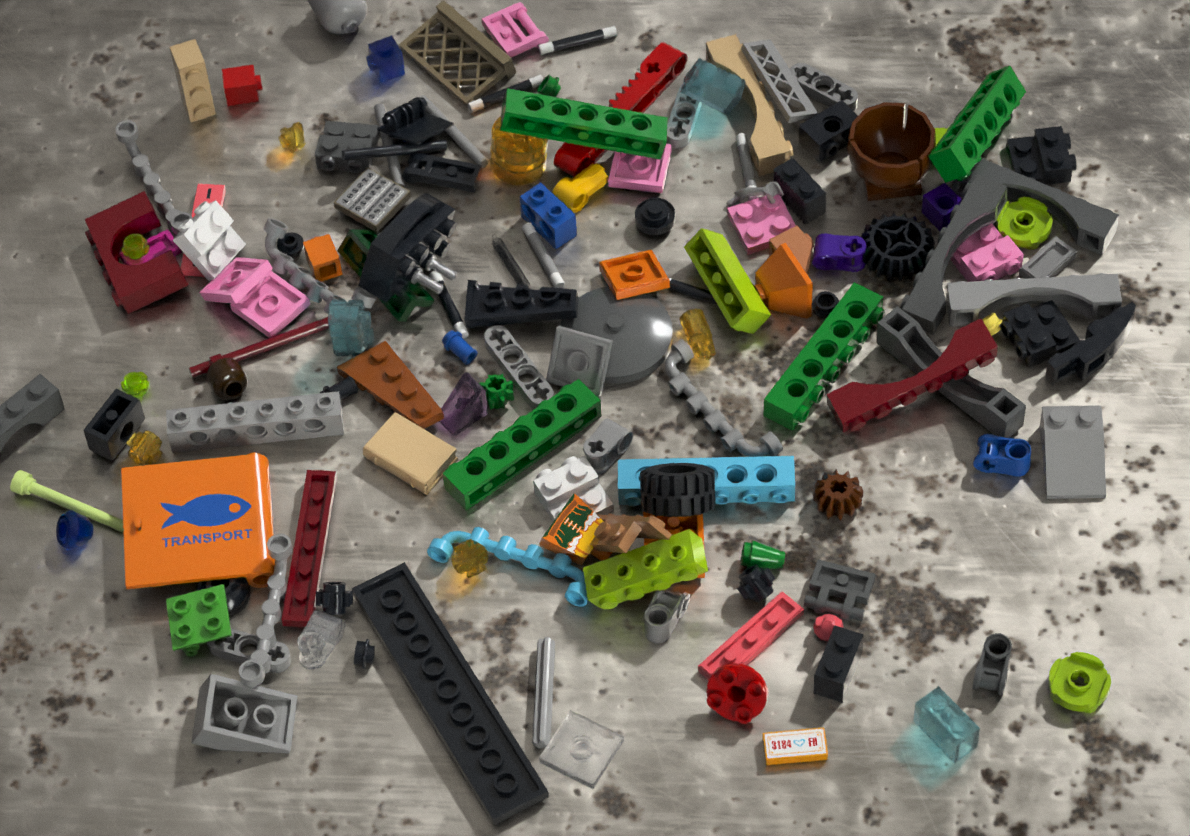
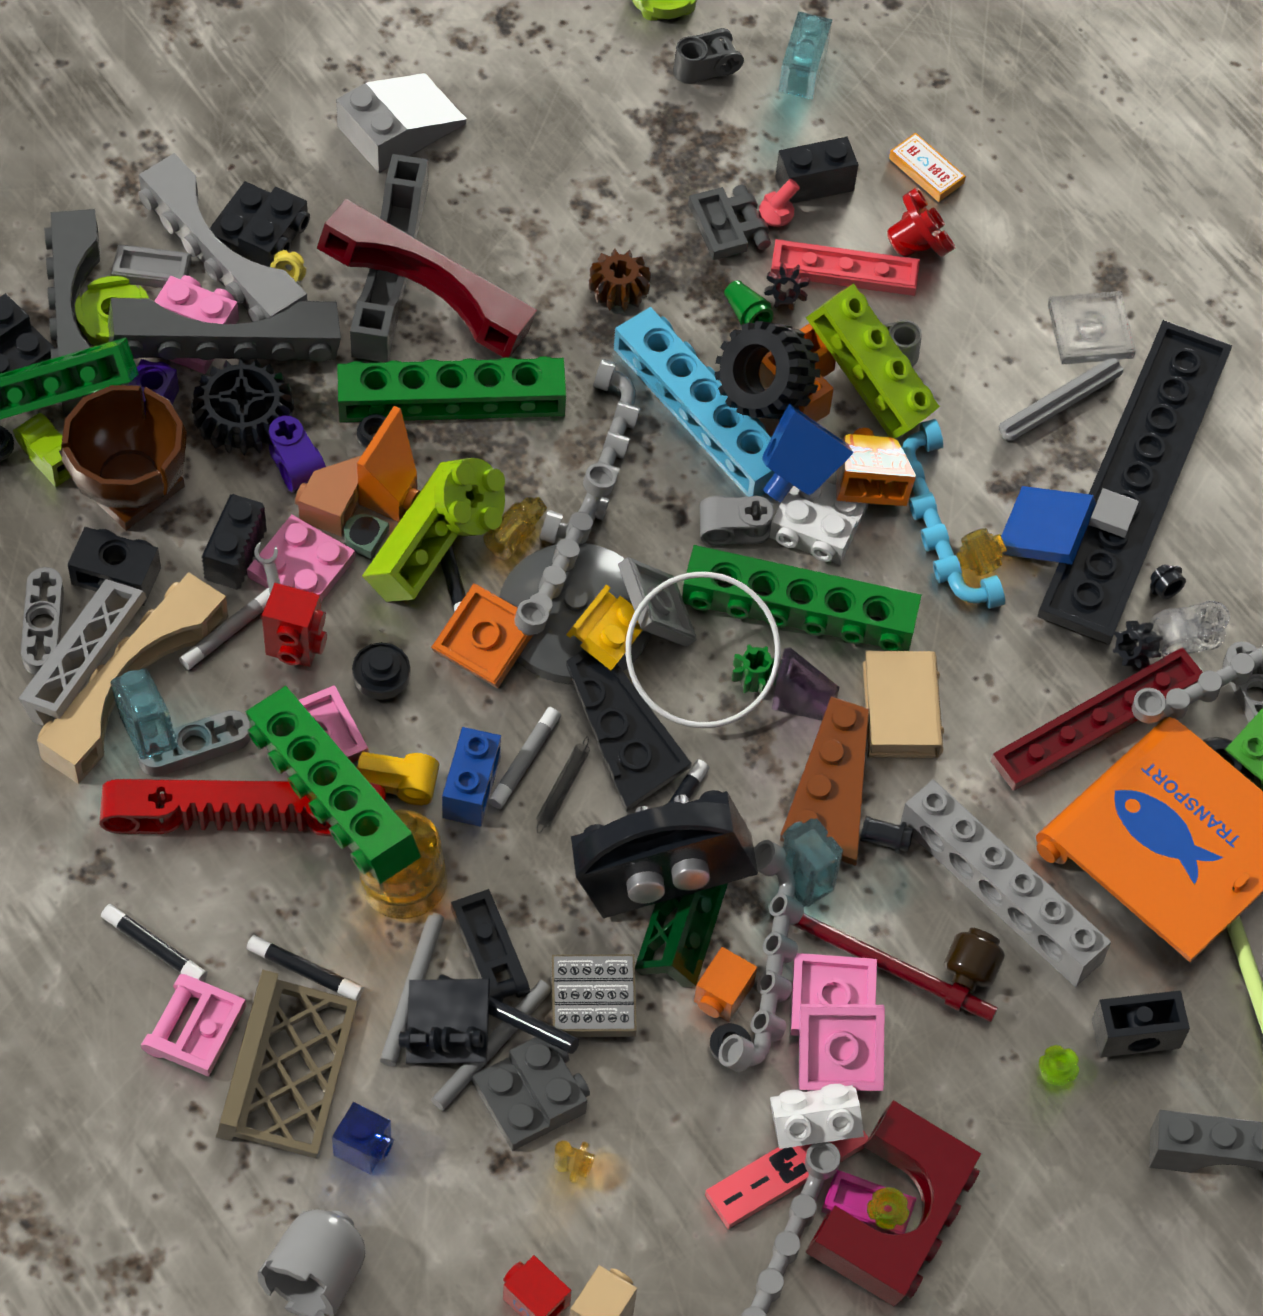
camera: 135 degrees left, 5 degrees up
(144, 448) = (1135, 973): clear yellow gear -> none
(429, 645) = (1113, 512): none -> light grey tile
(454, 342) = (723, 761): blue pin -> none
(457, 609) = (1047, 524): none -> blue tile
(515, 370) = (703, 677): light grey beam -> none
(541, 311) = (650, 702): none -> white piece
(549, 86) = (267, 924): green plate -> none
(578, 312) = (605, 627): none -> yellow plate
(607, 480) = (802, 455): none -> blue torso
(620, 532) = (857, 387): medium nougat bracket -> none
(677, 363) = (534, 612): none -> light grey bar
(711, 300) = (488, 496): none -> lime plate
(712, 178) = (293, 625): none -> red brick
(754, 260) = (365, 533): none -> tile
(1002, 455) = (453, 173): blue piece -> none
(1100, 345) = (231, 157): black slope -> none

